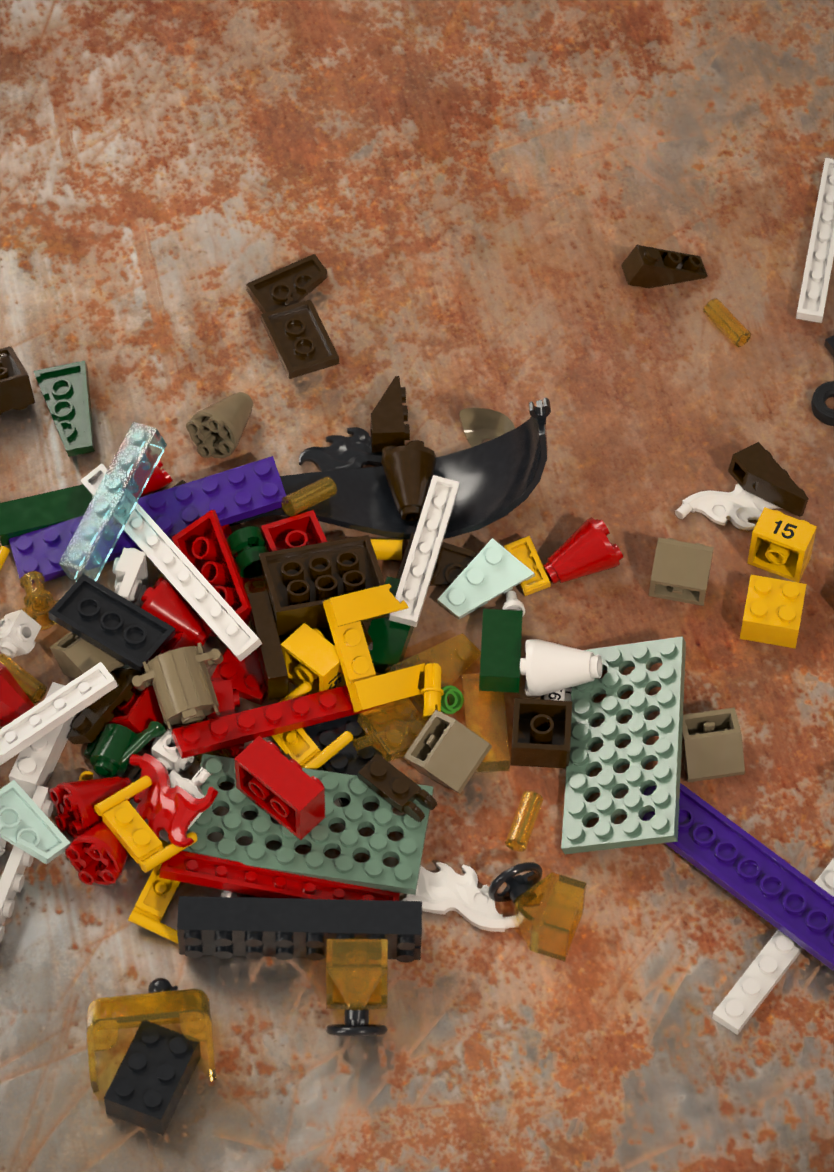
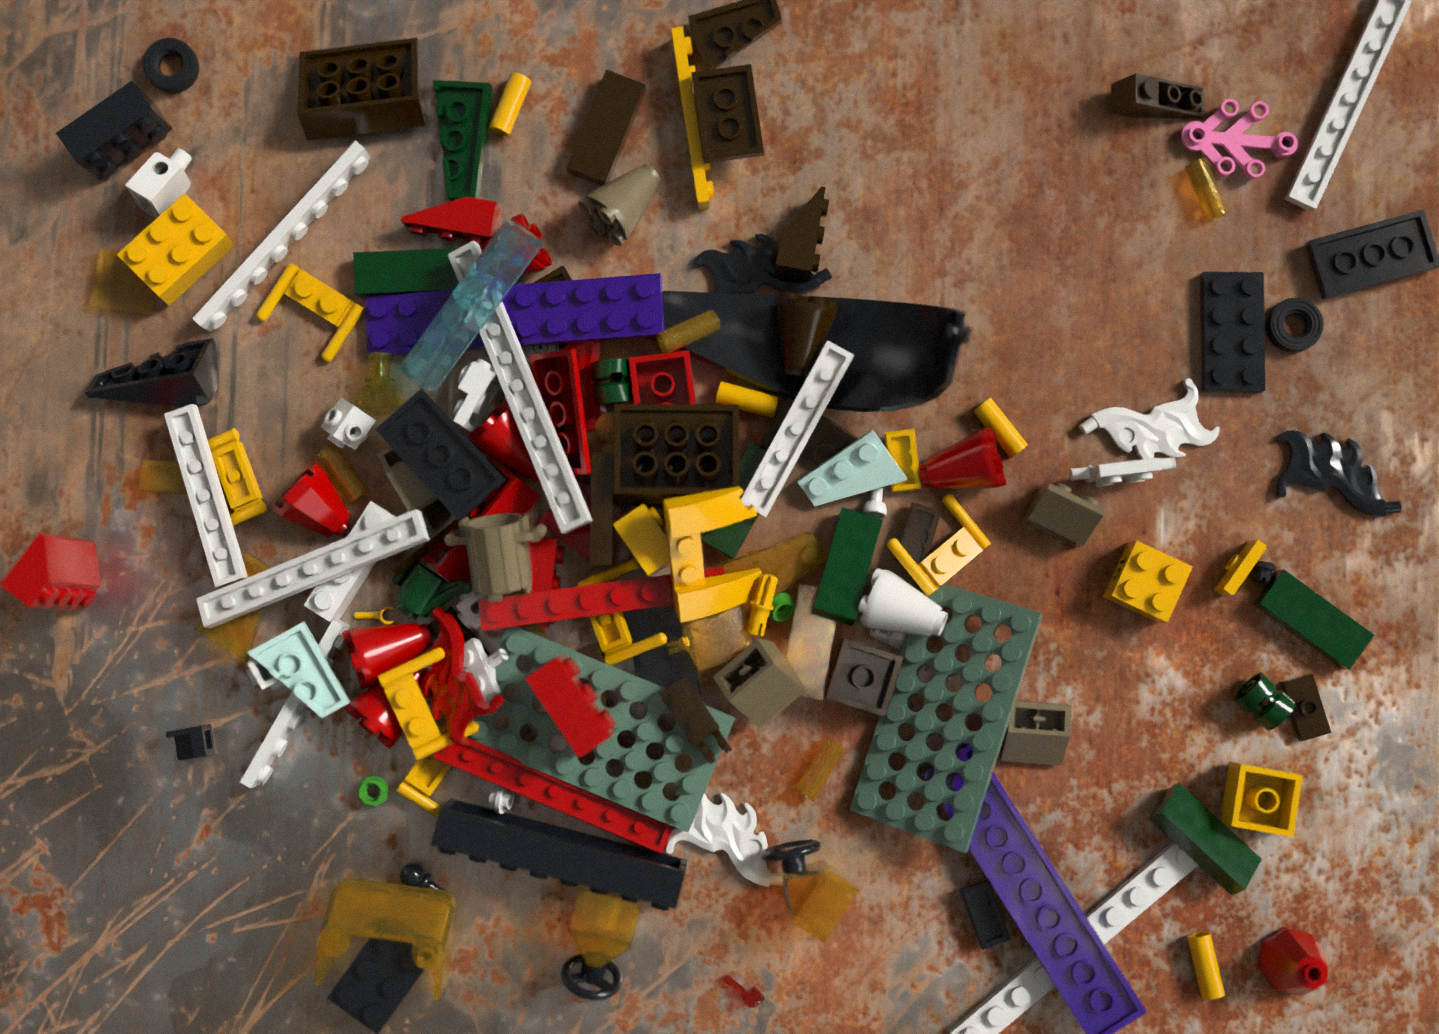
camera: 15 degrees right, 30 degrees up
(73, 464) = (461, 218): none -> red slope
(103, 922) = (364, 795): none -> bright green plate
(105, 376) = (510, 104): none -> yellow piece
(195, 375) = (606, 128): none -> dark brown piece
(282, 384) = (683, 47): none -> yellow plate
(484, 424) = (904, 265): dark tan piece -> none
(514, 1028) = (751, 998): none -> clear red hand
(558, 619) = (919, 531): none -> dark brown plate
(589, 628) = (949, 556): none -> yellow plate
(618, 532) = (1004, 431): none -> yellow piece
(710, 288) = (1234, 140): none -> bright pink plant
(713, 907) = (985, 914): none -> black plate
(722, 526) = (1113, 473): none -> white plate
(765, 478) = (1187, 412): dark brown slope -> none
(781, 544) = (1182, 506): yellow brick -> none
(785, 419) = (1232, 332): none -> black plate

